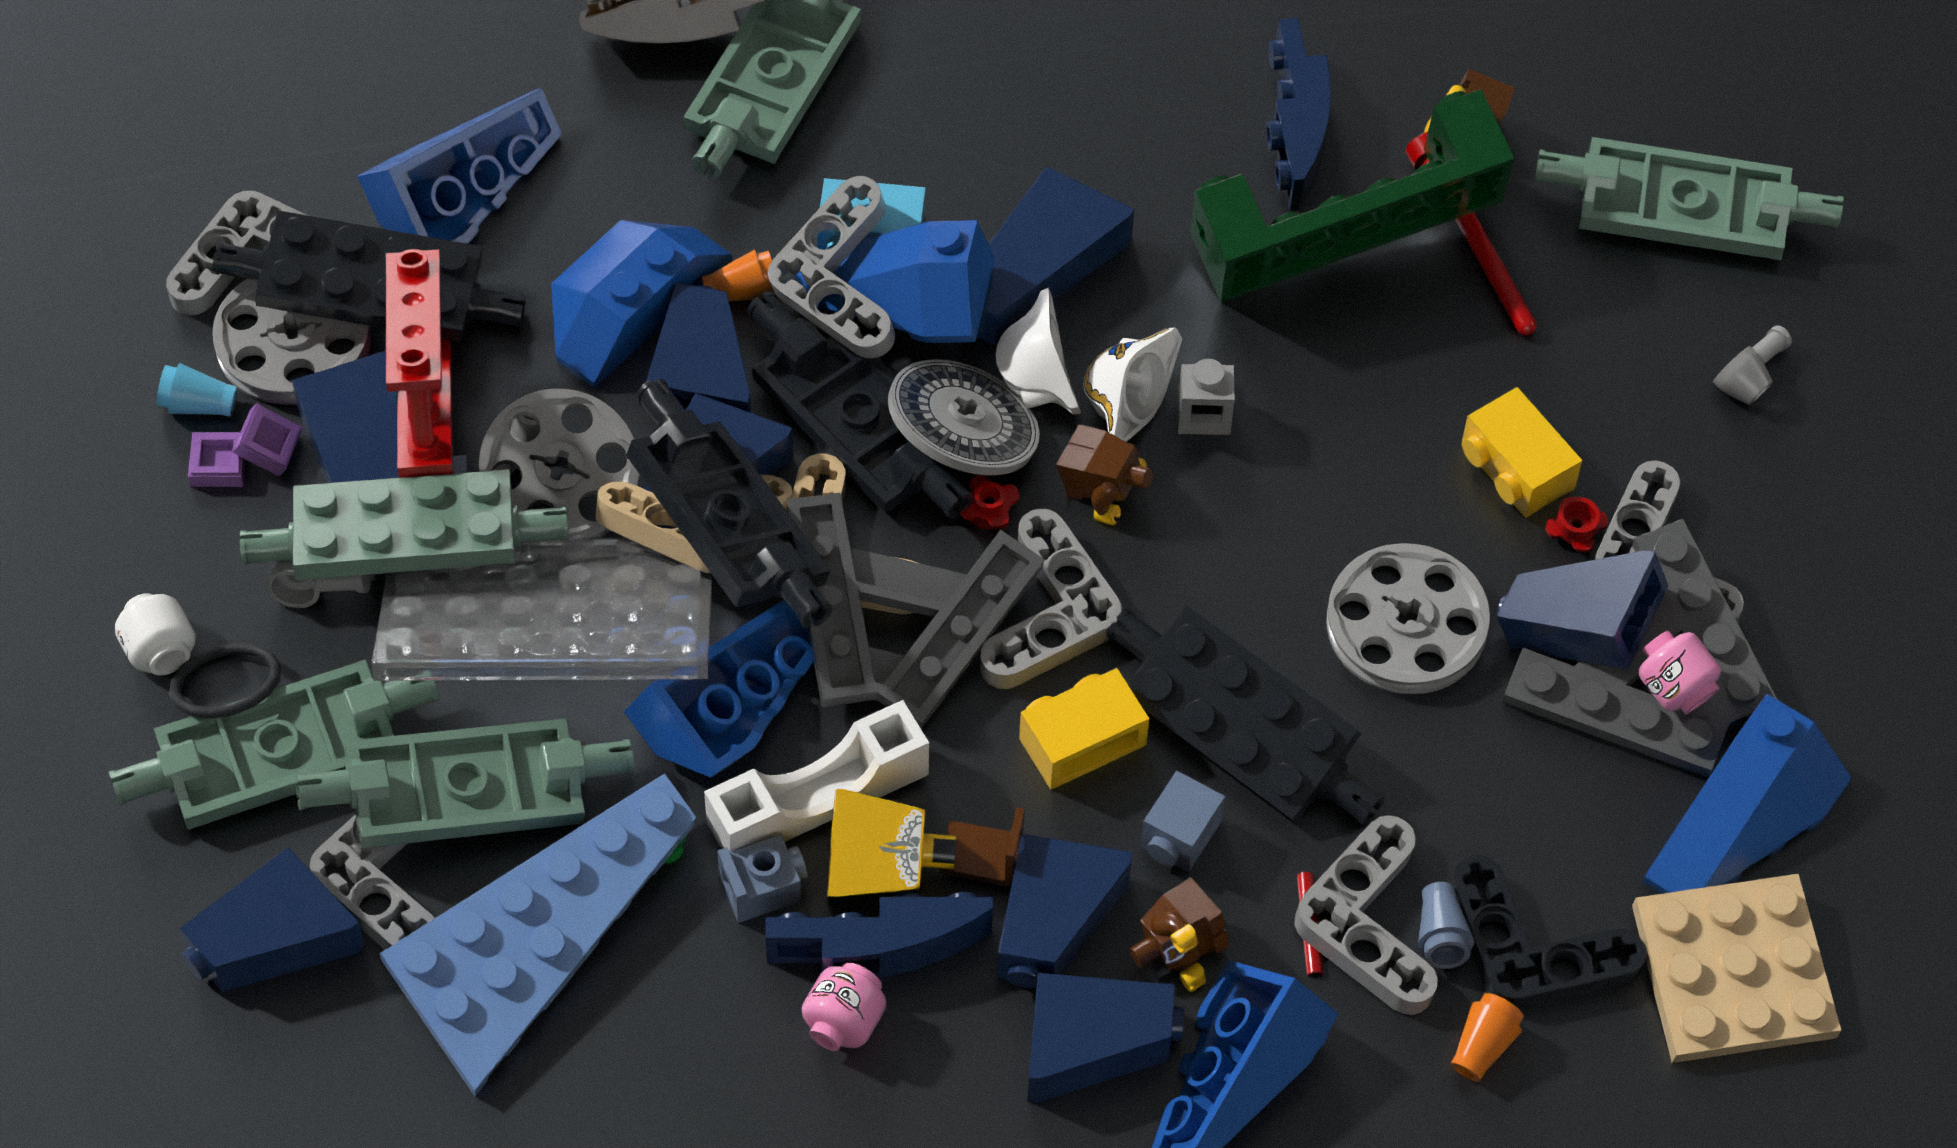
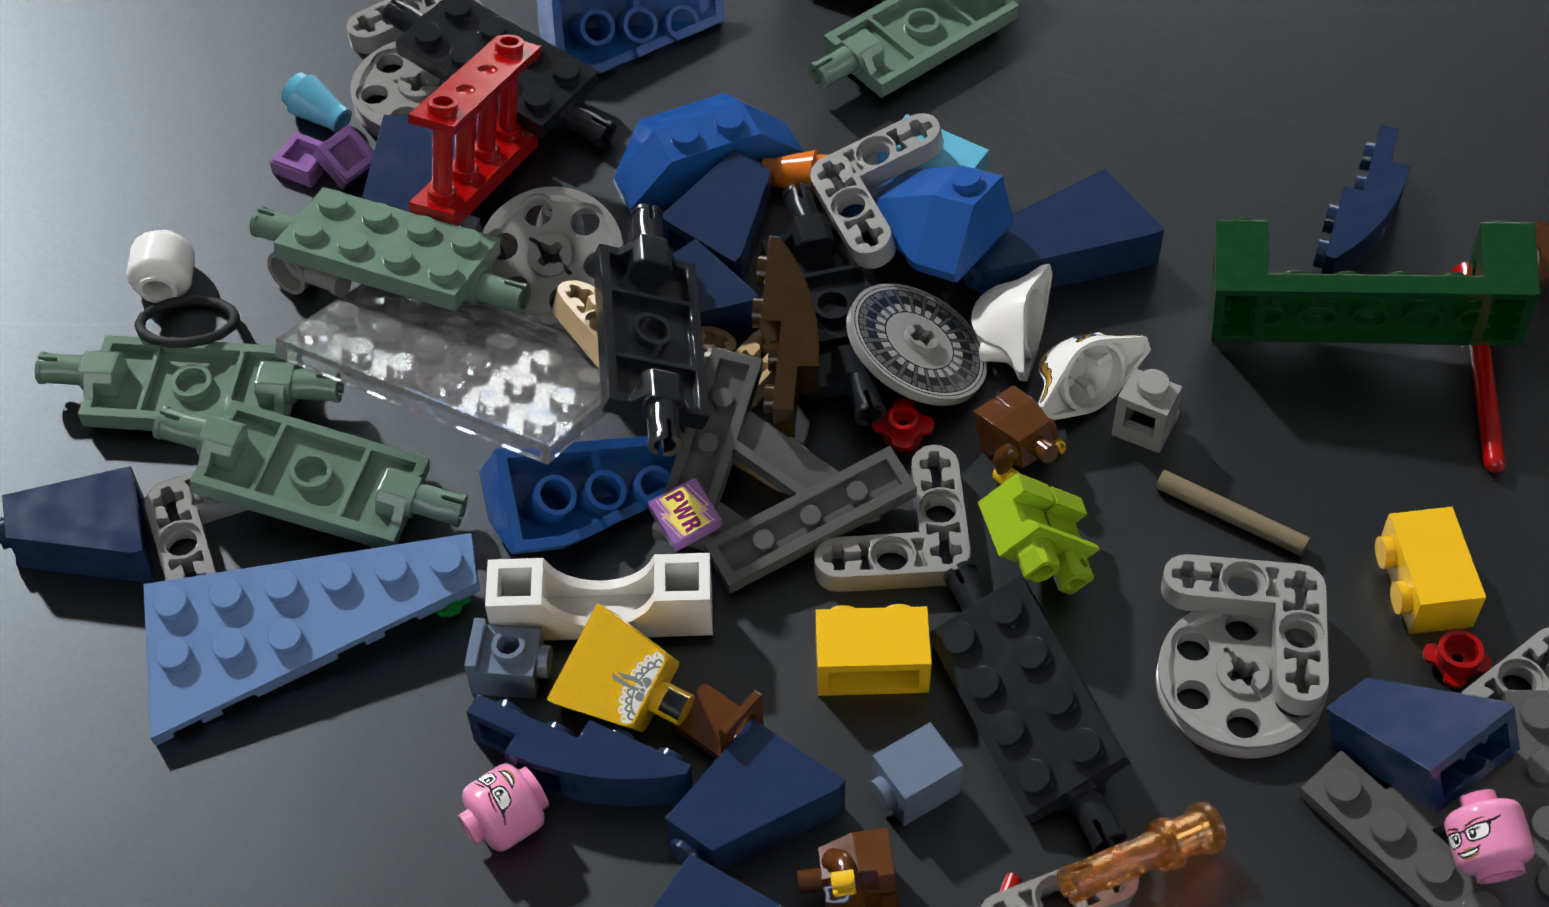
camera: 30 degrees right, 5 degrees down
(846, 447) = (788, 332): none -> dark brown slope
(850, 673) = (685, 514): none -> tile
(1174, 560) = (1039, 531): none -> lime hips
(1325, 466) = (1233, 513): none -> dark tan bar
(1404, 538) = (1272, 600): none -> light grey beam
(1420, 793) = (1163, 846): none -> clear orange pin

